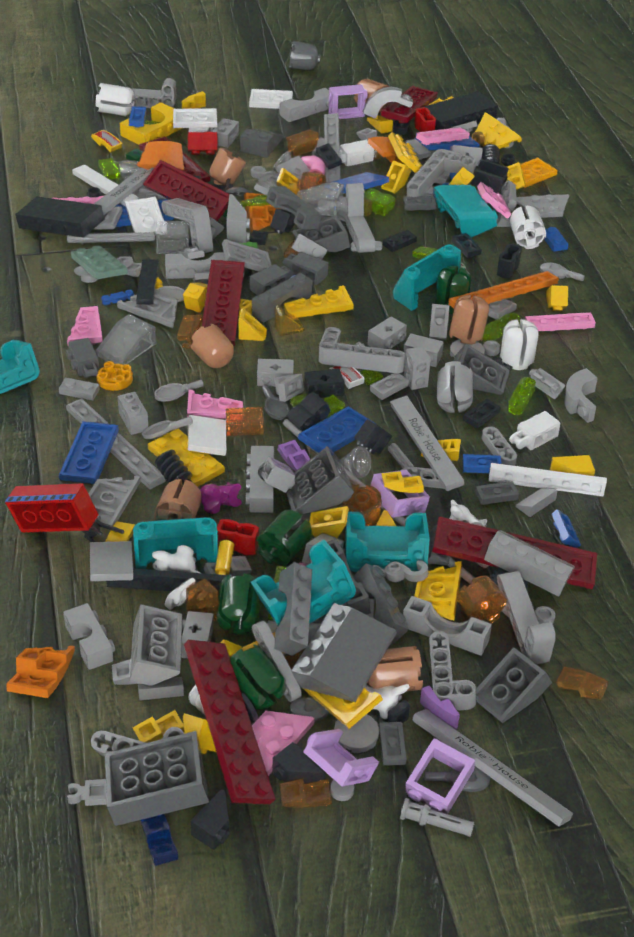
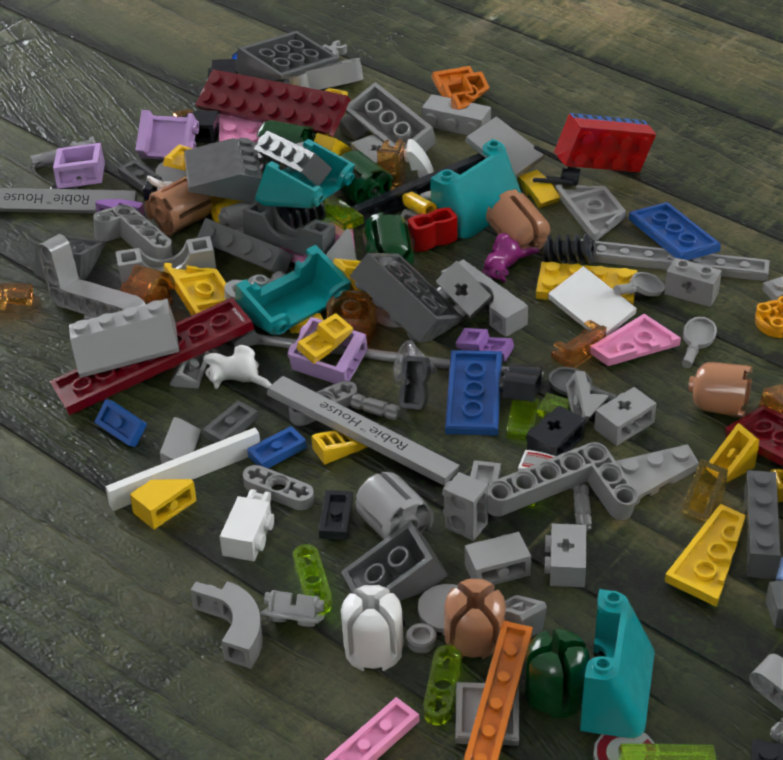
camera: 145 degrees right, 0 degrees up
(299, 350) = (658, 468): none -> light grey wing

